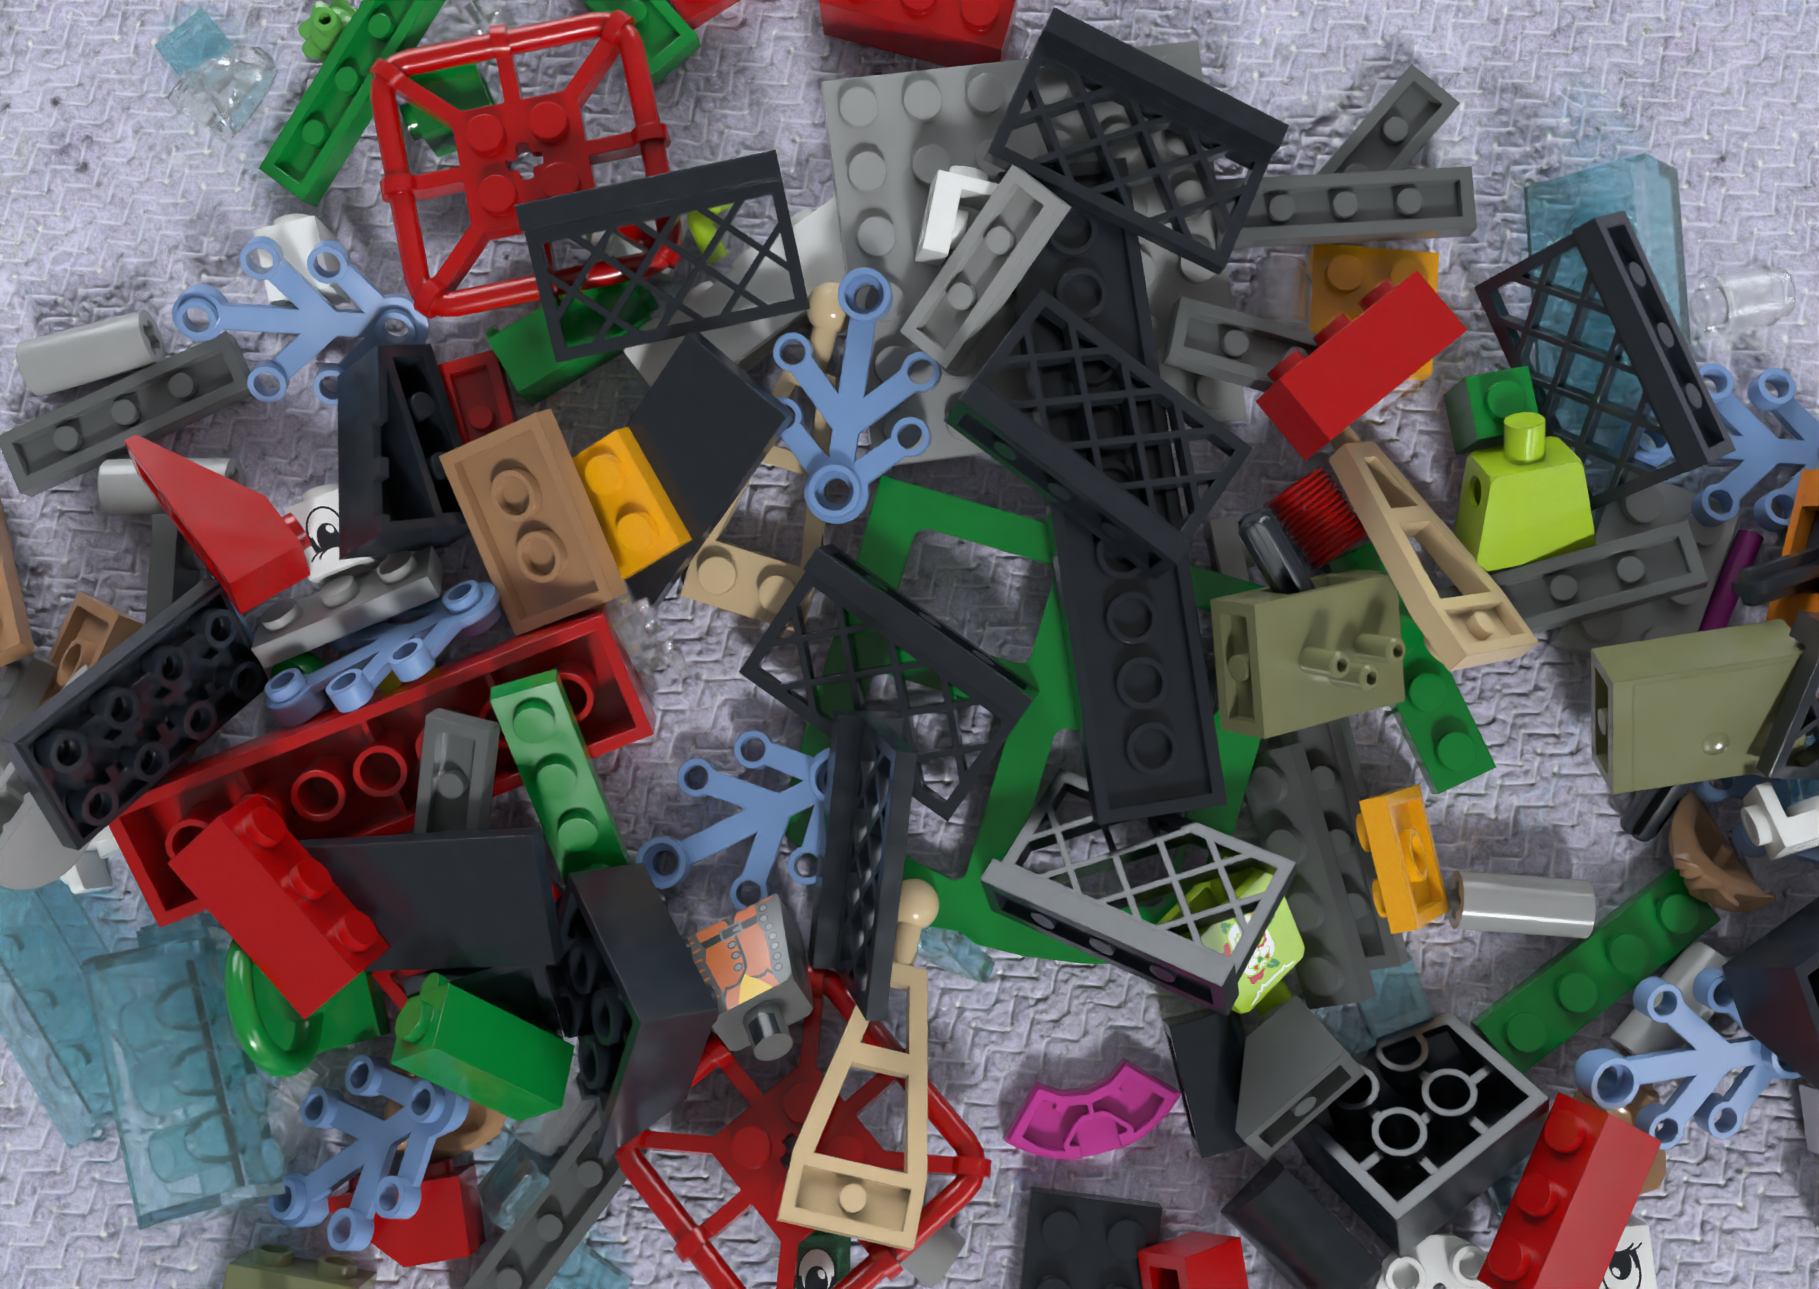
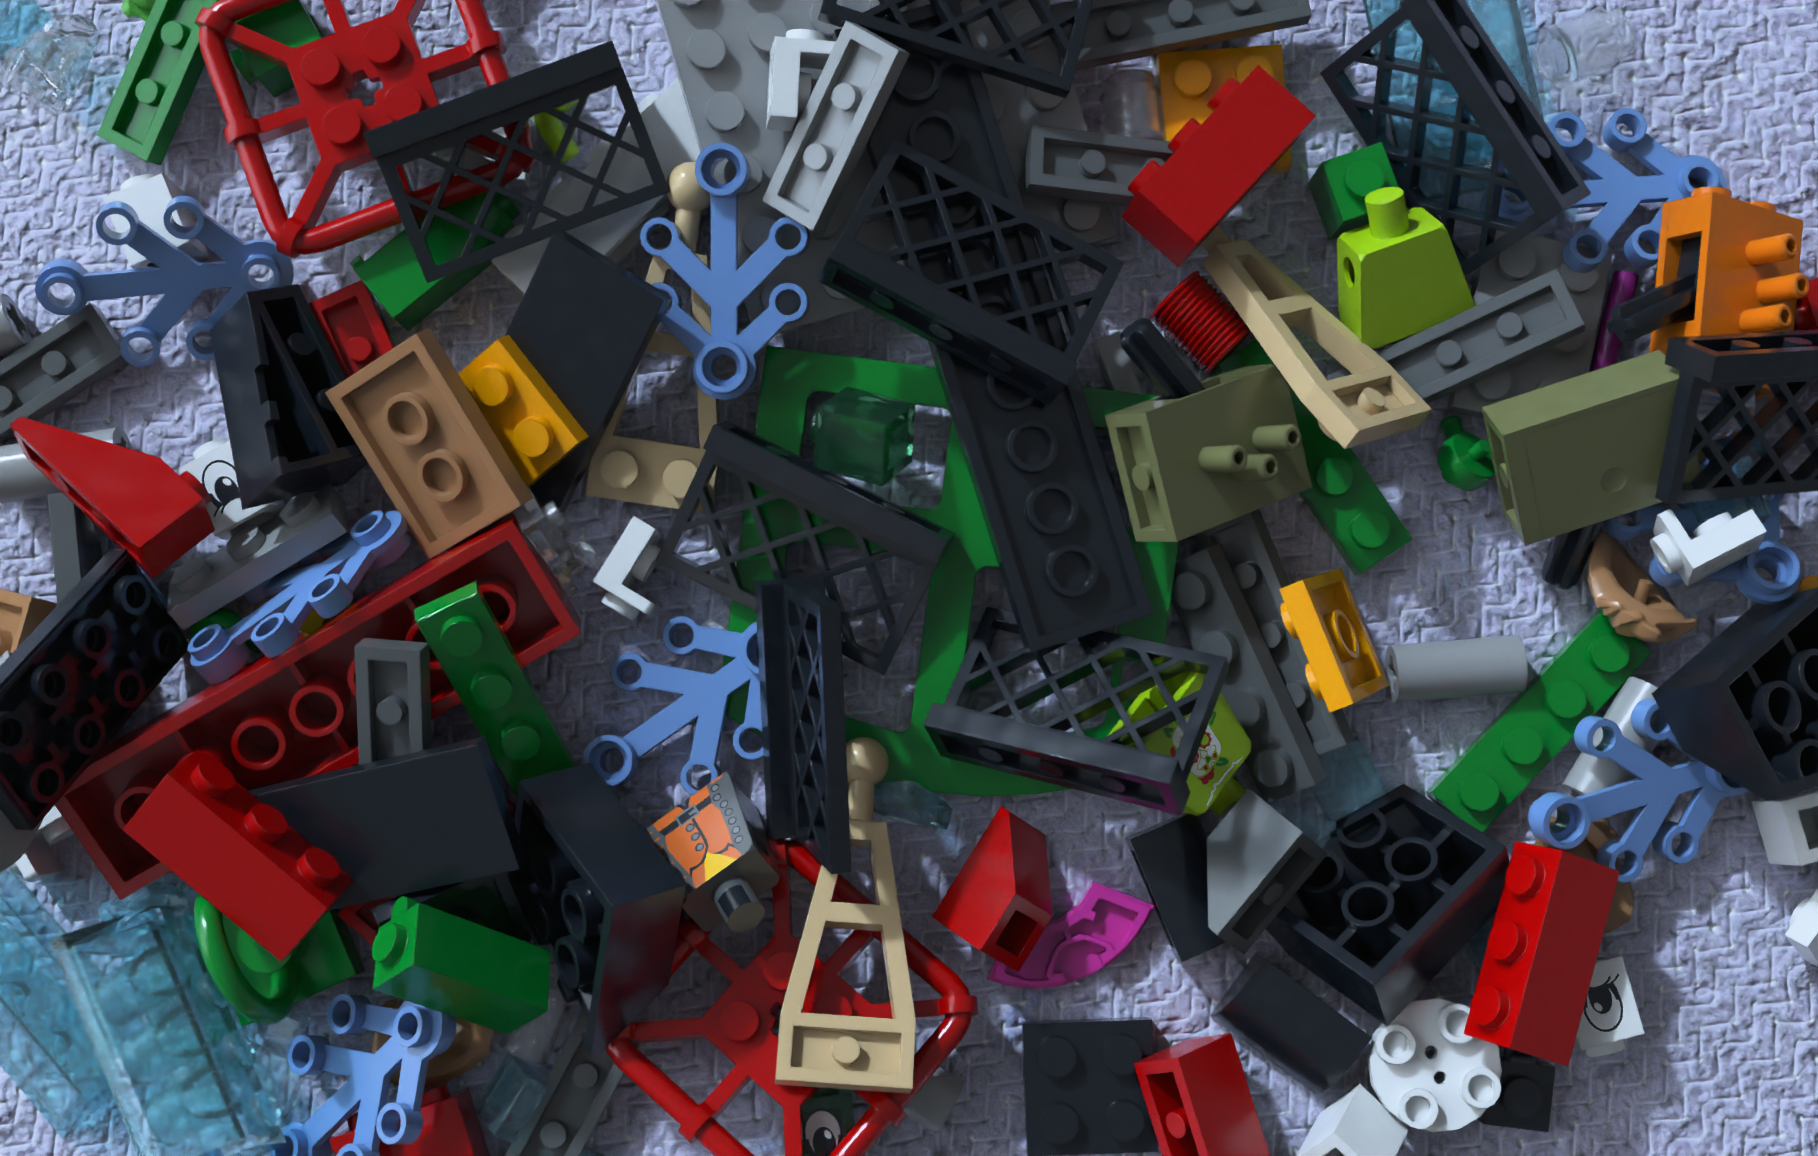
camera: 15 degrees left, 0 degrees up
(715, 665) = (630, 559): none -> white bracket
(964, 580) = (863, 435): none -> clear green brick
(1031, 1058) = (1001, 892): none -> red slope
(1560, 693) = (1464, 457): none -> green piece

